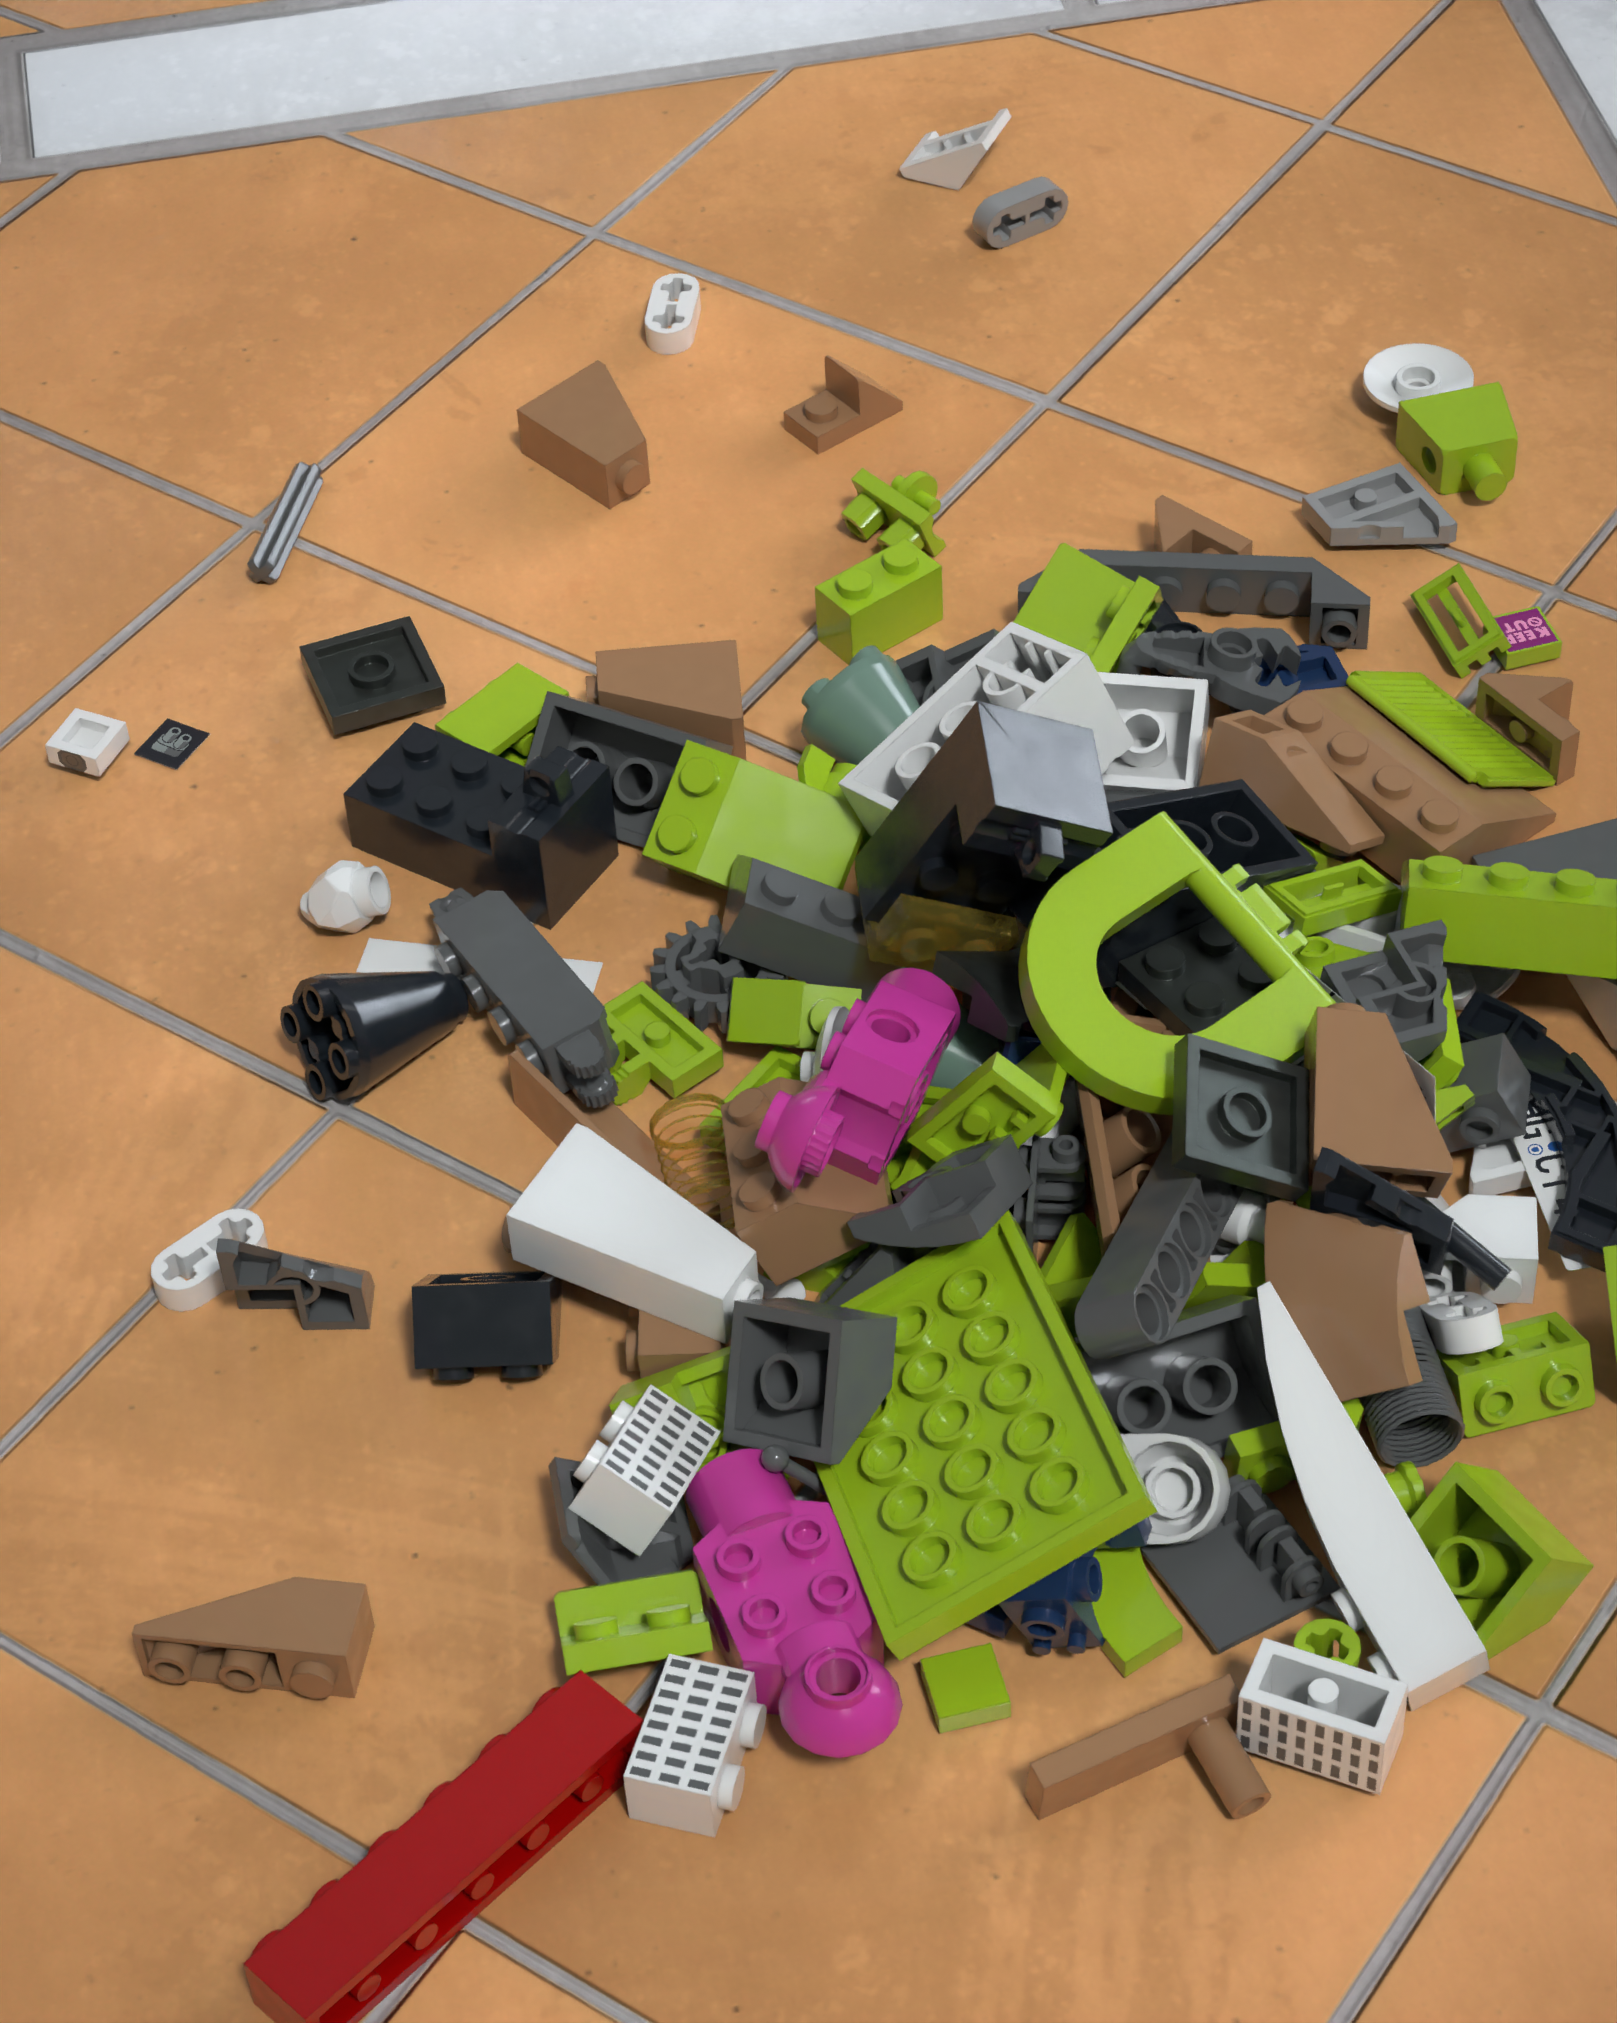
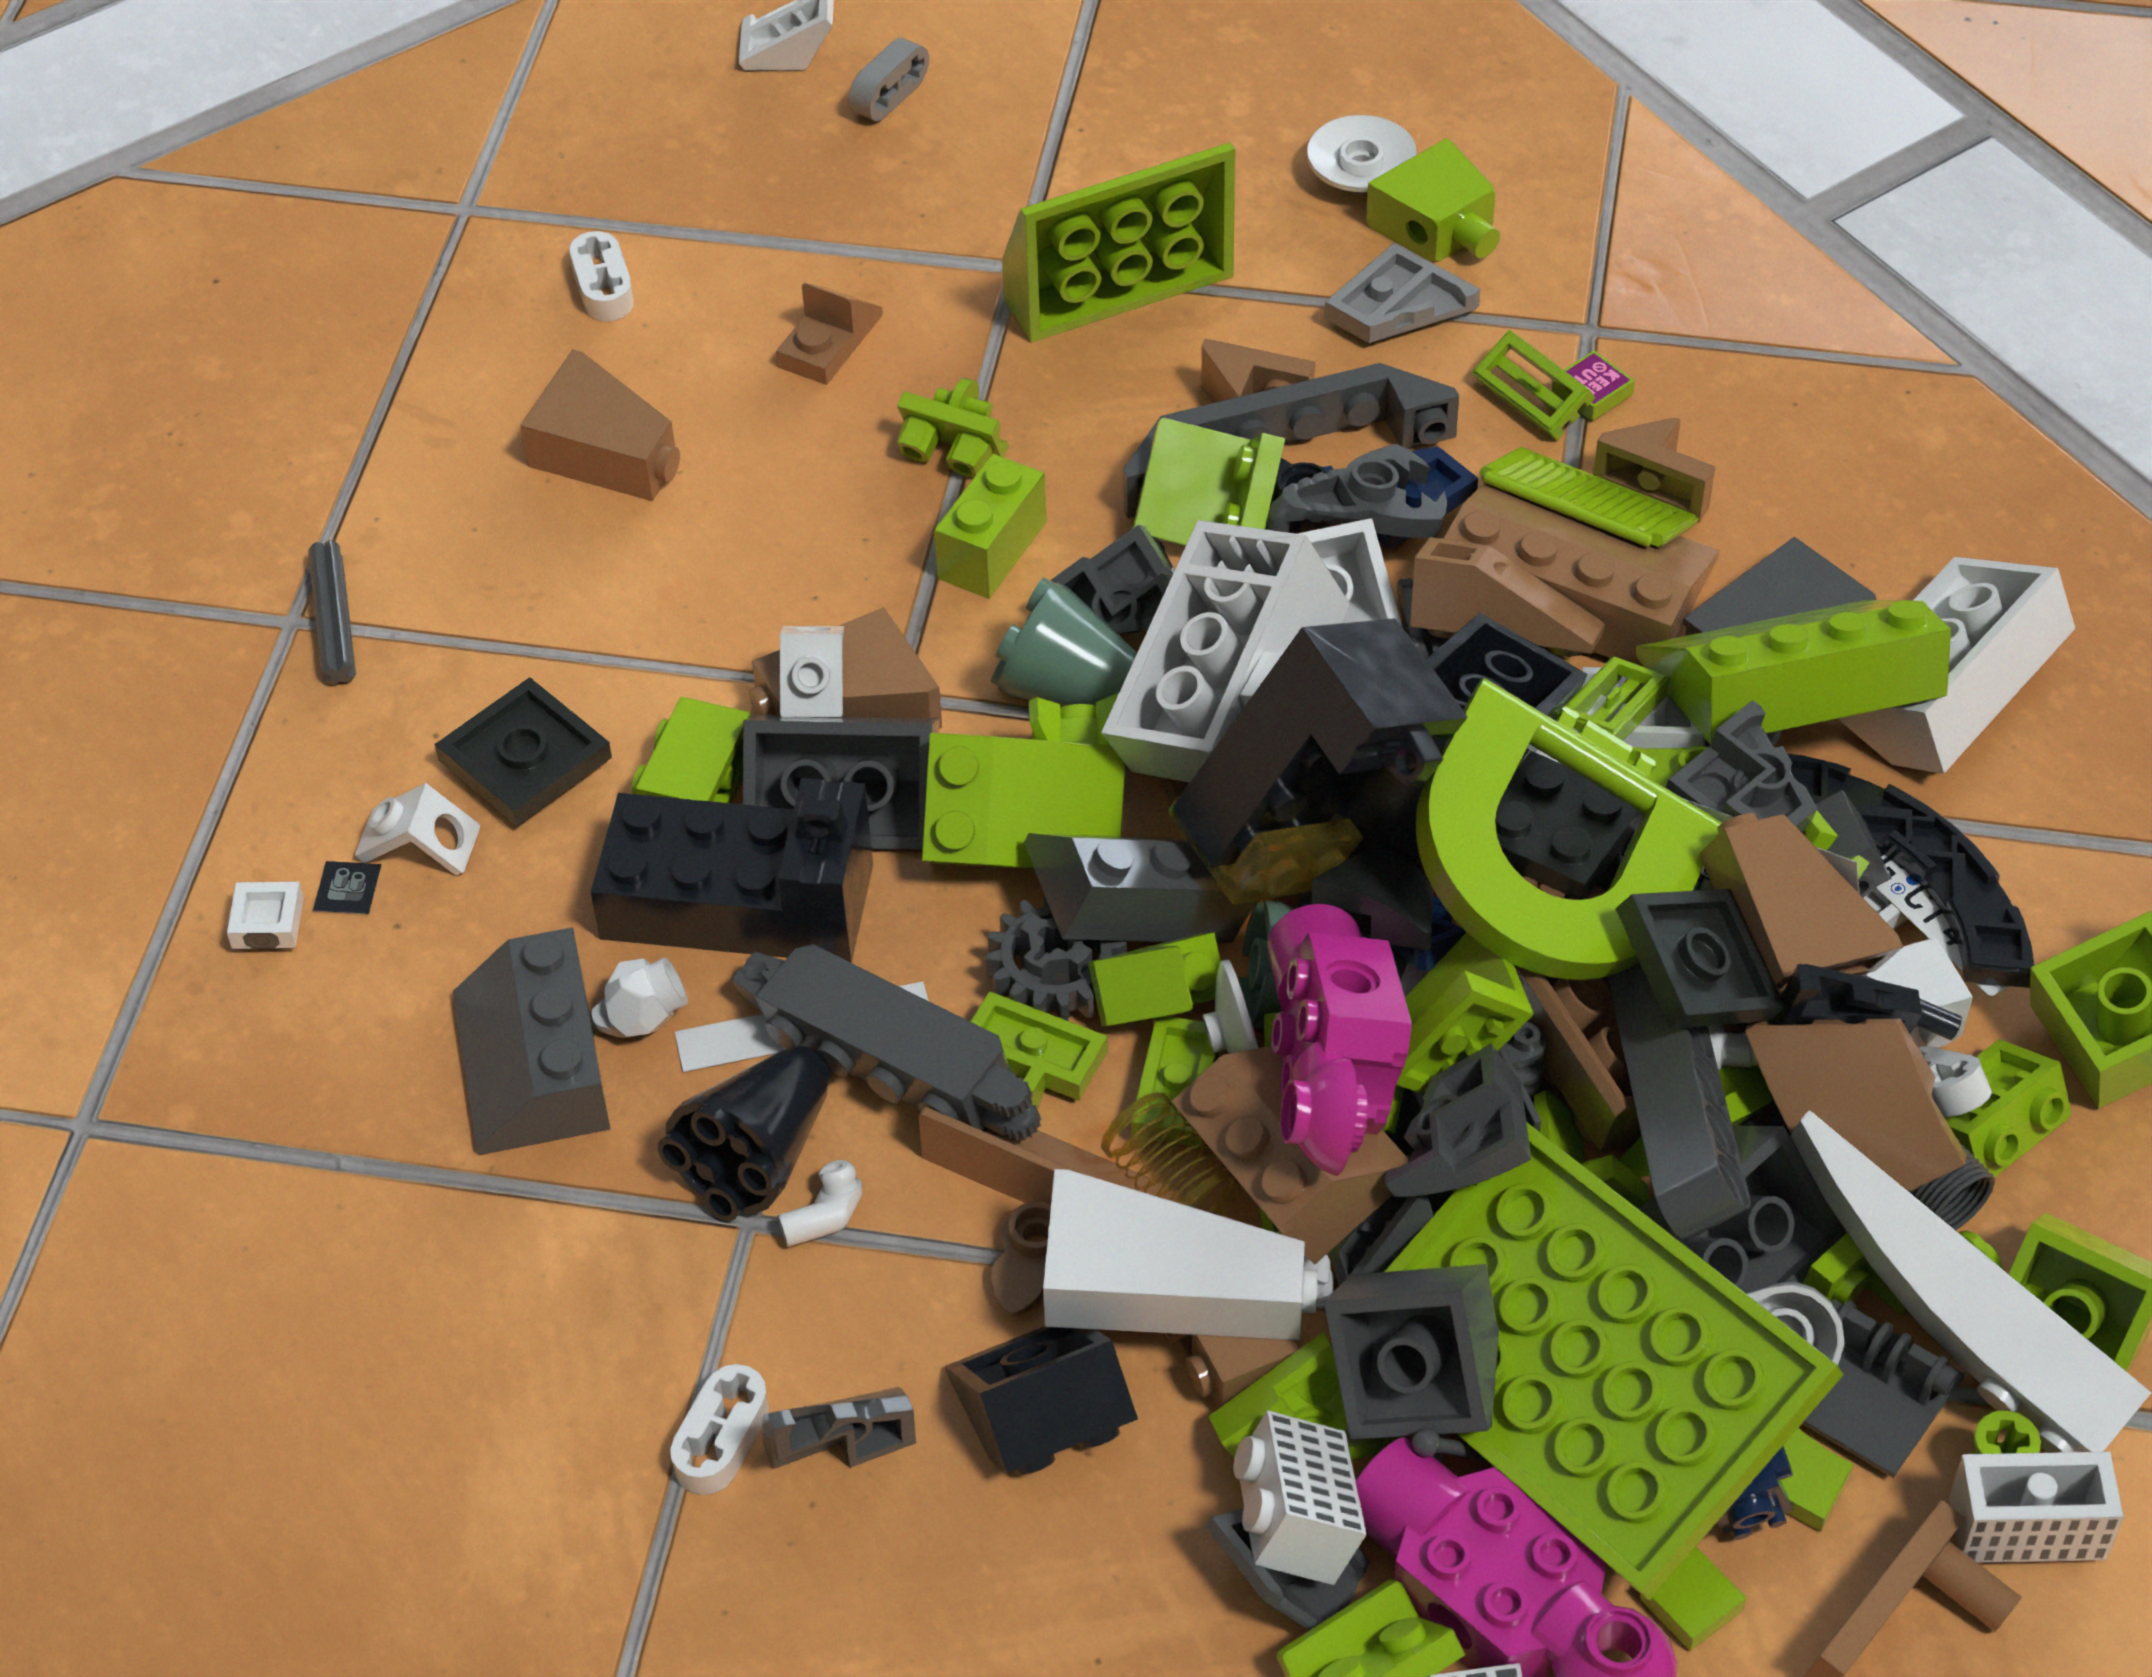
camera: 25 degrees left, 5 degrees up
(241, 908) = (530, 1045): none -> dark grey slope
(242, 702) = (412, 820): none -> white bracket
(405, 1119) = (830, 1209): none -> white arm
(633, 670) = (811, 671): none -> white bracket
(1132, 391) = (1122, 244): none -> lime slope

